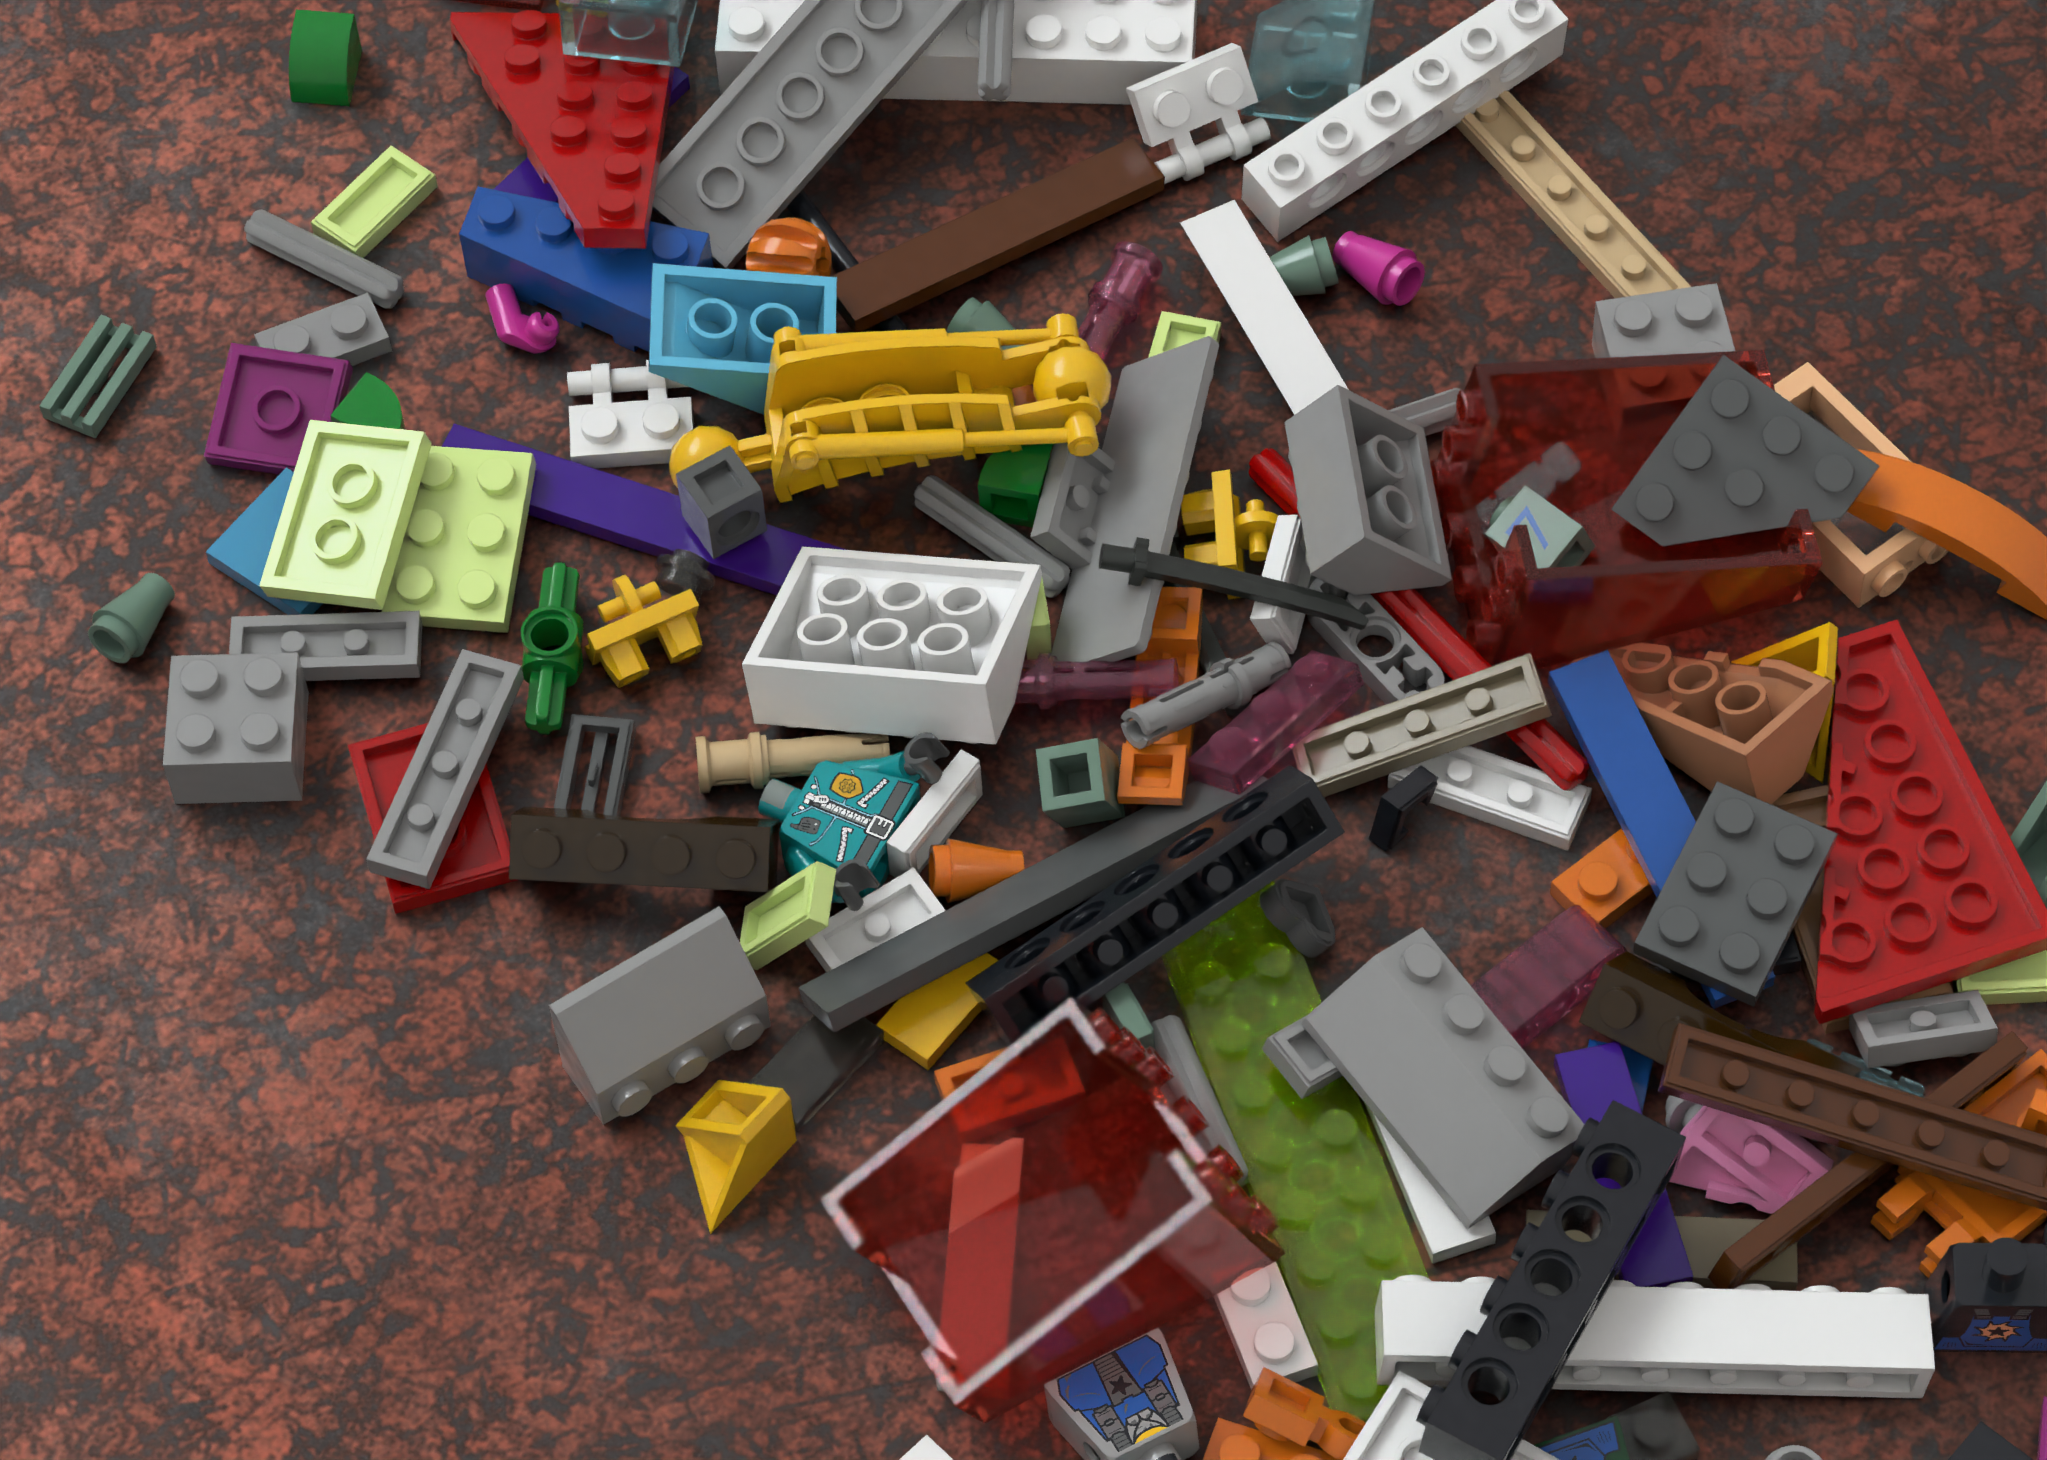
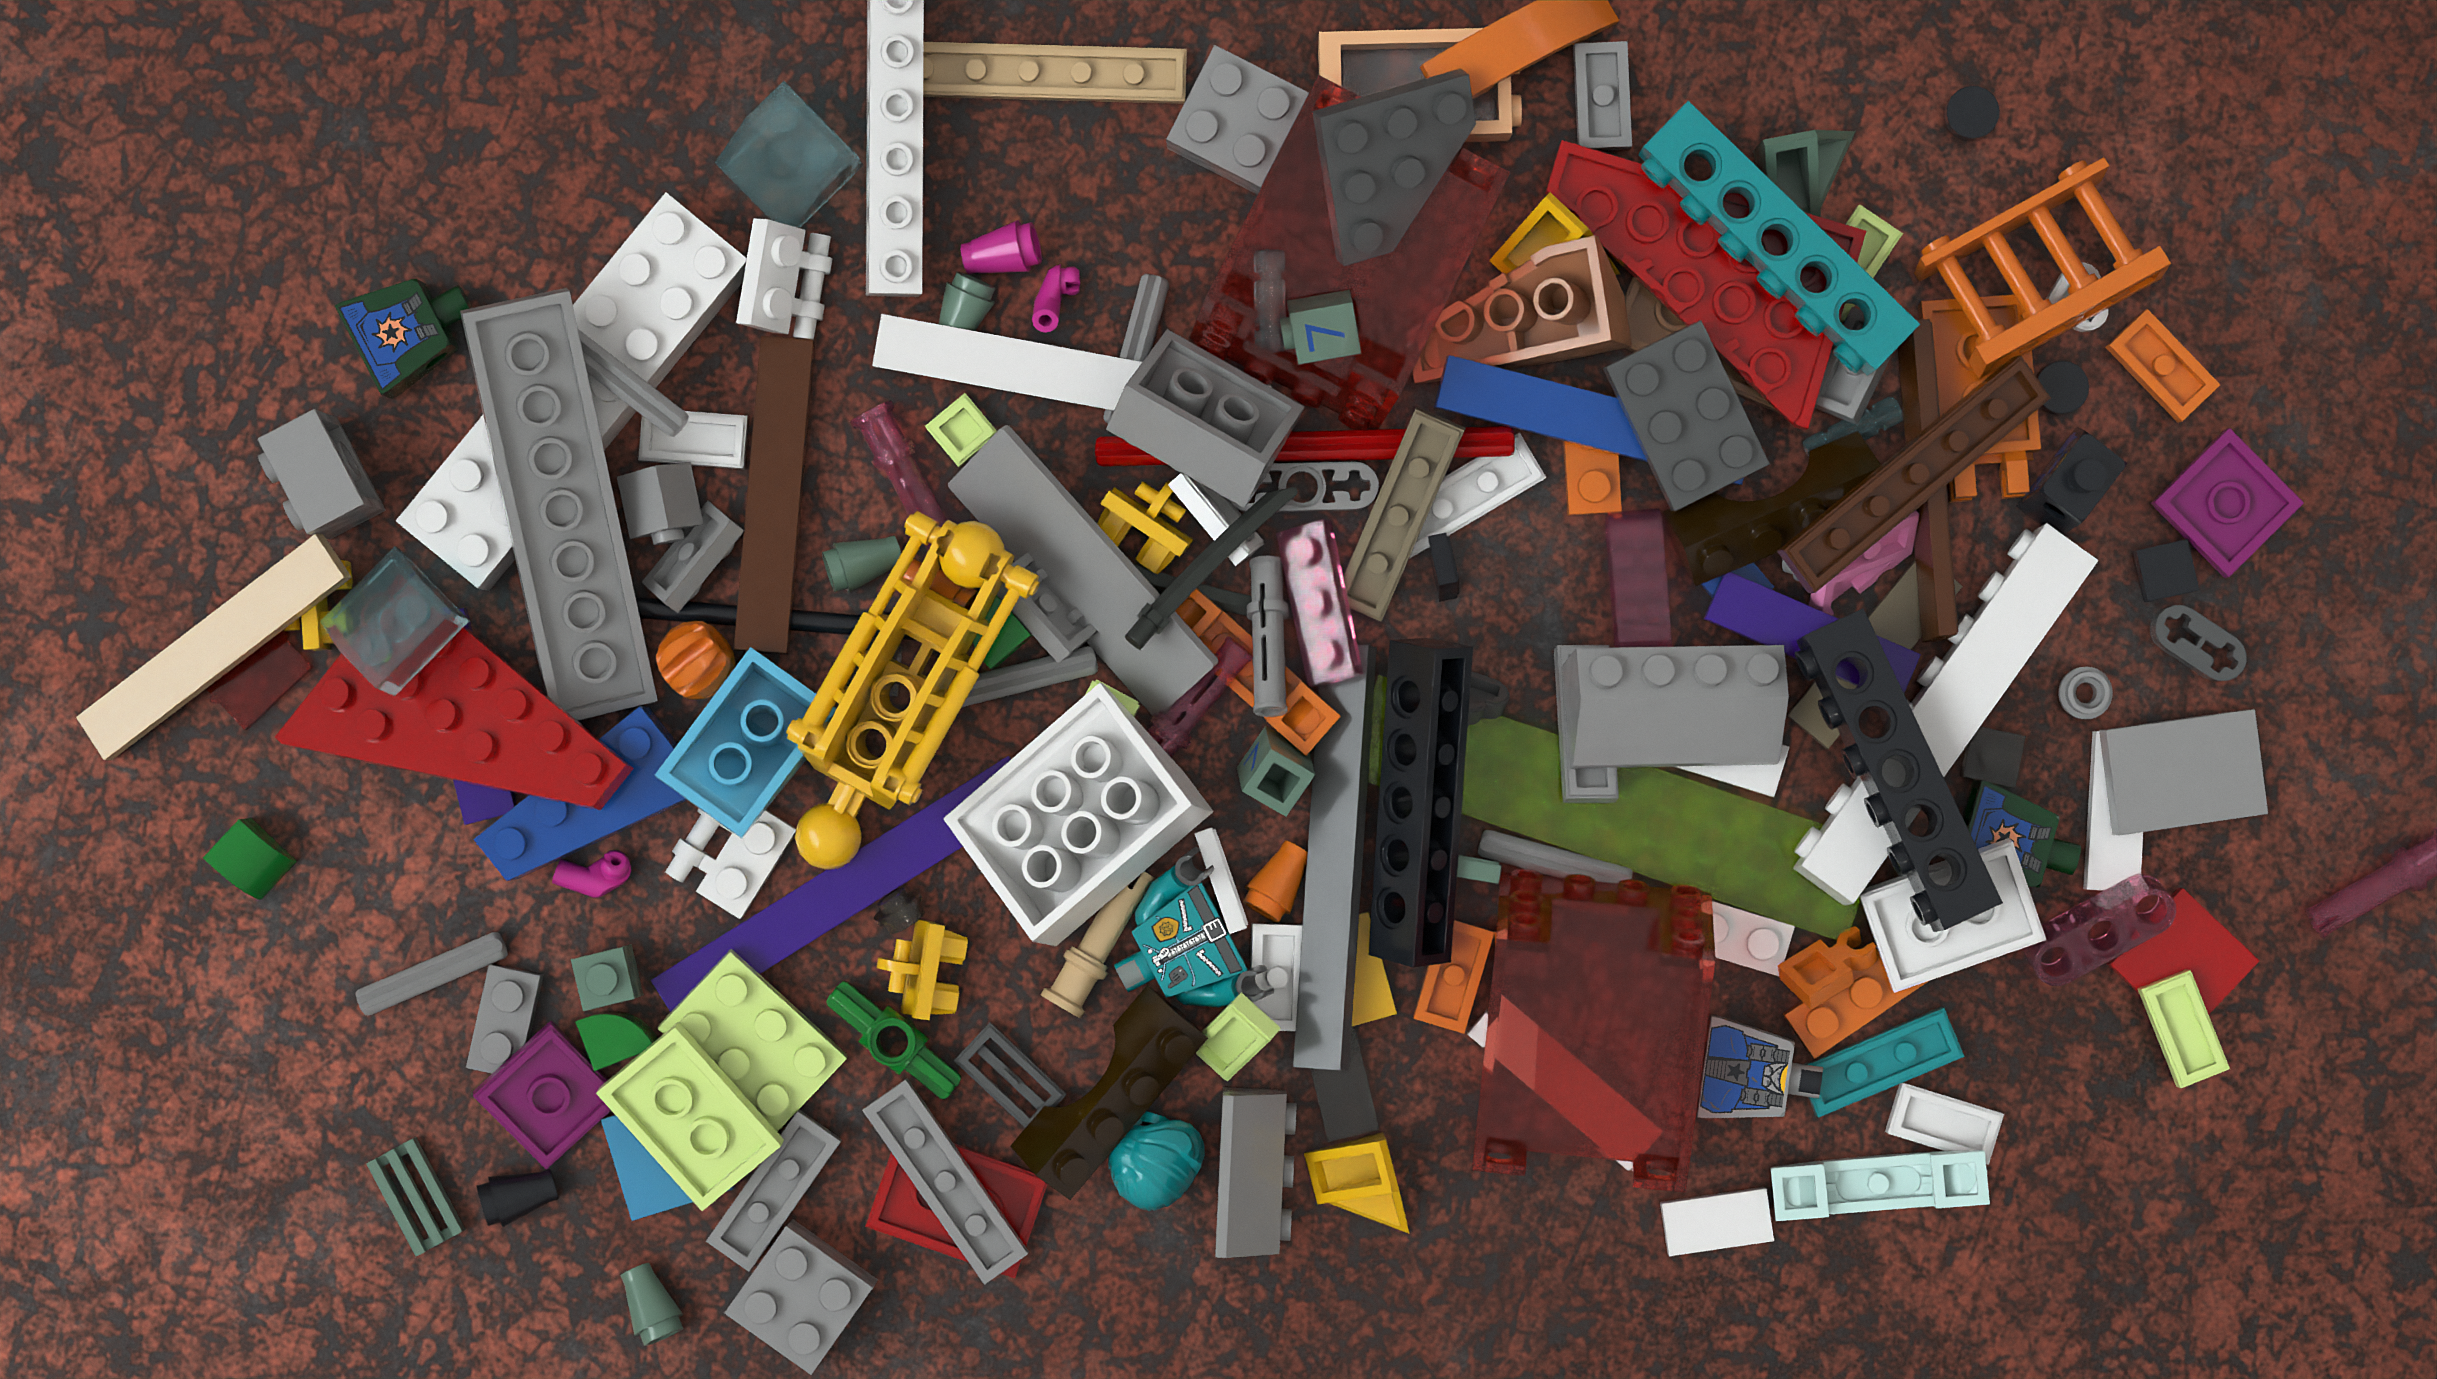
camera: 50 degrees left, 30 degrees up
(156, 444) = (515, 1195): none -> black cone
(375, 203) = (406, 904): yellowish green tile -> none
(430, 382) = (607, 977): none -> sand green brick
(600, 930) = (1156, 1161): none -> teal hair
(721, 502) = (878, 856): dark grey brick -> none
(858, 211) = (690, 561): none -> light grey plate
(913, 148) = (660, 502): none -> light grey brick
(991, 148) = (703, 441): none -> white tile
(1373, 331) = (1048, 300): none -> dark pink arm
(1975, 642) = (1602, 95): none -> light grey plate
(1976, 995) = (1885, 320): none -> teal brick

